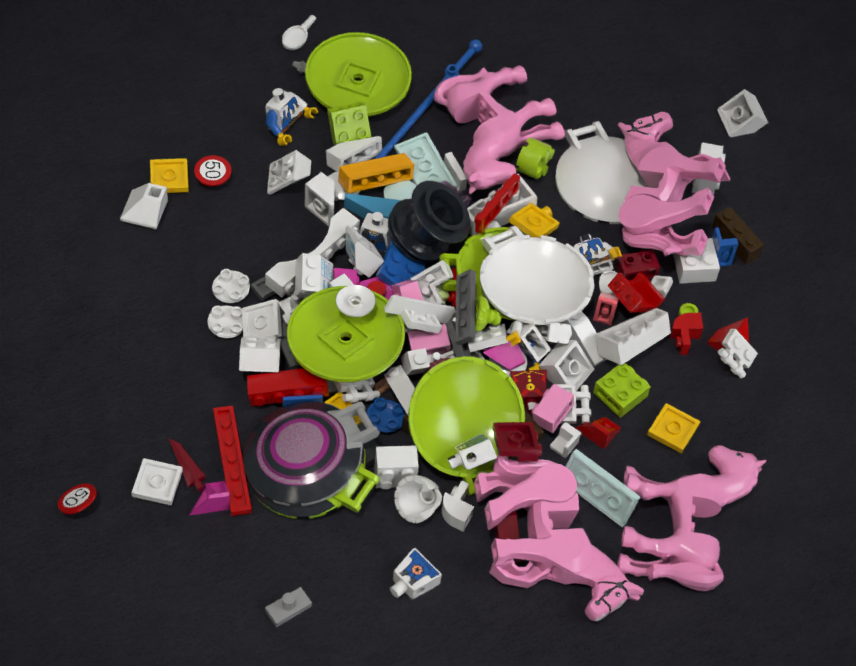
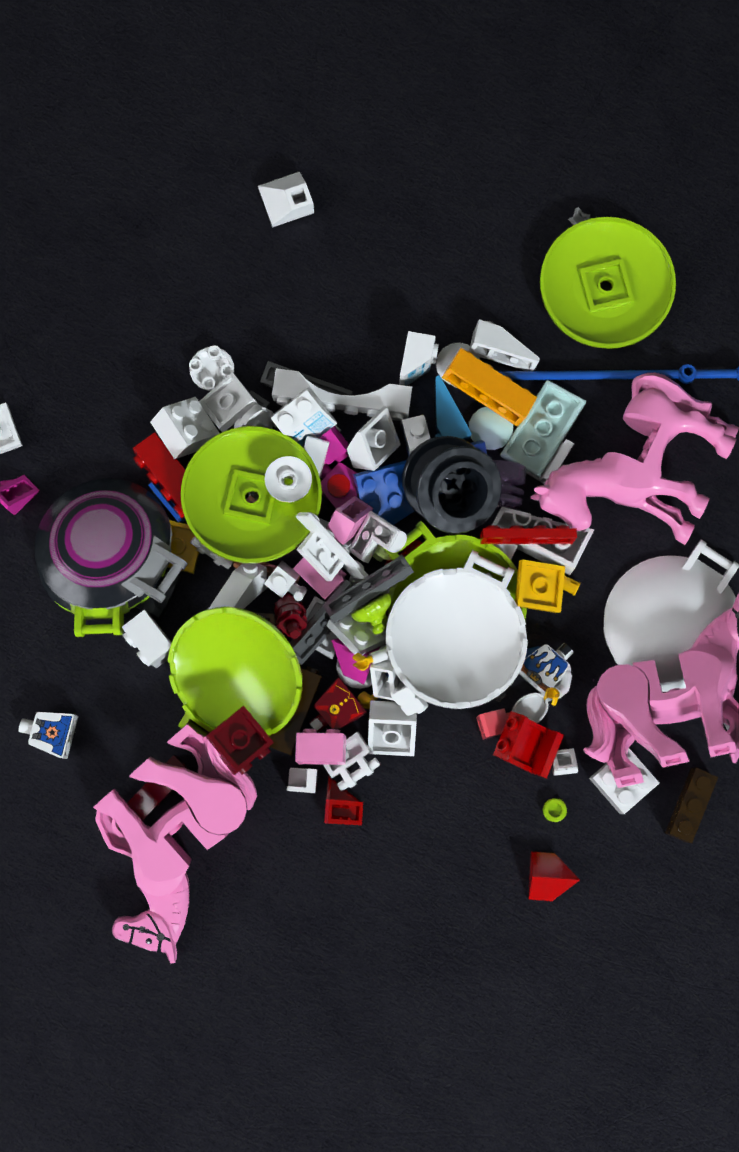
camera: 65 degrees right, 25 degrees up
(170, 174) = (342, 193): yellow plate -> none
(191, 472) = (27, 453): dark red bar -> none
(212, 170) = (377, 229): piece -> none
(231, 286) = (255, 343): white dish -> none
(232, 460) = (61, 481): red plate -> none
(283, 112) = (500, 243): torso -> none
(288, 171) = (429, 301): white slope -> none
(297, 35) = (619, 185): white piece -> none
(349, 123) = (530, 318): lime brick -> none
(386, 415) = (206, 585): blue dish -> none
(417, 498) = (132, 683): white hair -> none
(455, 510) = (147, 723): white brick -> none
(479, 449) = (204, 706): white torso -> none
(534, 158) = (630, 533): lime brick -> none
(585, 336) = (439, 732): white slope -> none
(602, 489) = (261, 850): light aqua tile -> none
(621, 389) = (401, 801): lime brick -> none
(633, 336) = (470, 775): white wedge -> none
(638, 262) = (571, 723): dark red brick -> none
(673, 428) = (394, 879): yellow plate -> none
(686, 327) = (528, 817): red brick -> none
(687, 554) = (237, 981): bright pink animal -> none
(724, 248) = (651, 805): blue panel -> none
(738, 348) = (536, 893): white plate -> none

